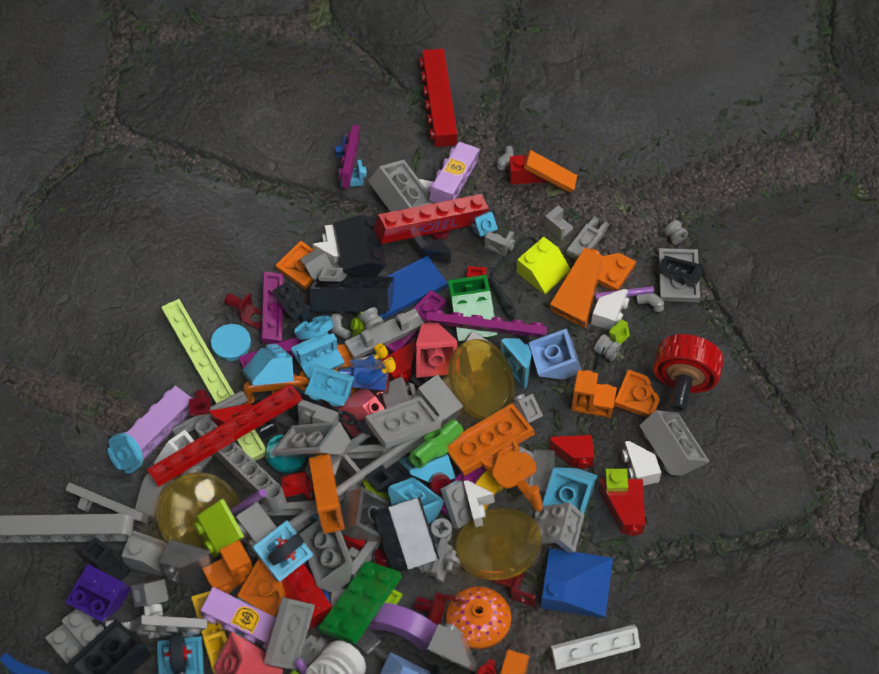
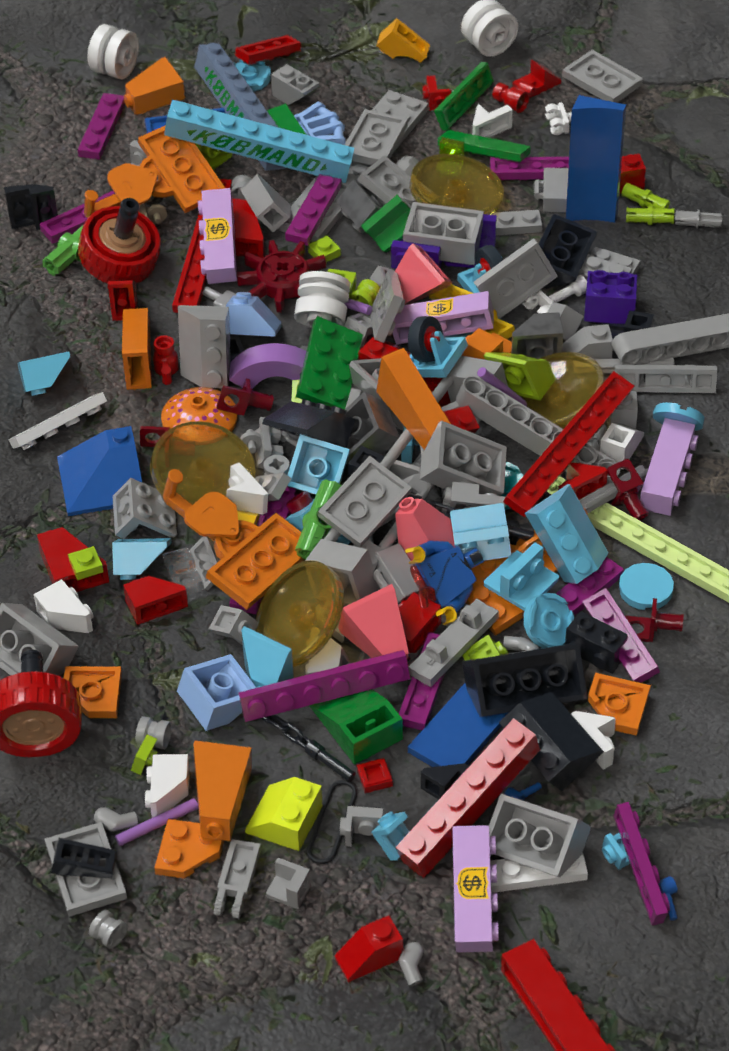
camera: 160 degrees right, 10 degrees down
(315, 262) = (595, 696): light grey panel -> none
(332, 273) = (564, 683): light grey slope -> none
(371, 318) = (478, 640): light grey wheel -> none
(550, 171) = (331, 946): orange tile -> none
(593, 397) = (151, 661): orange brick -> none

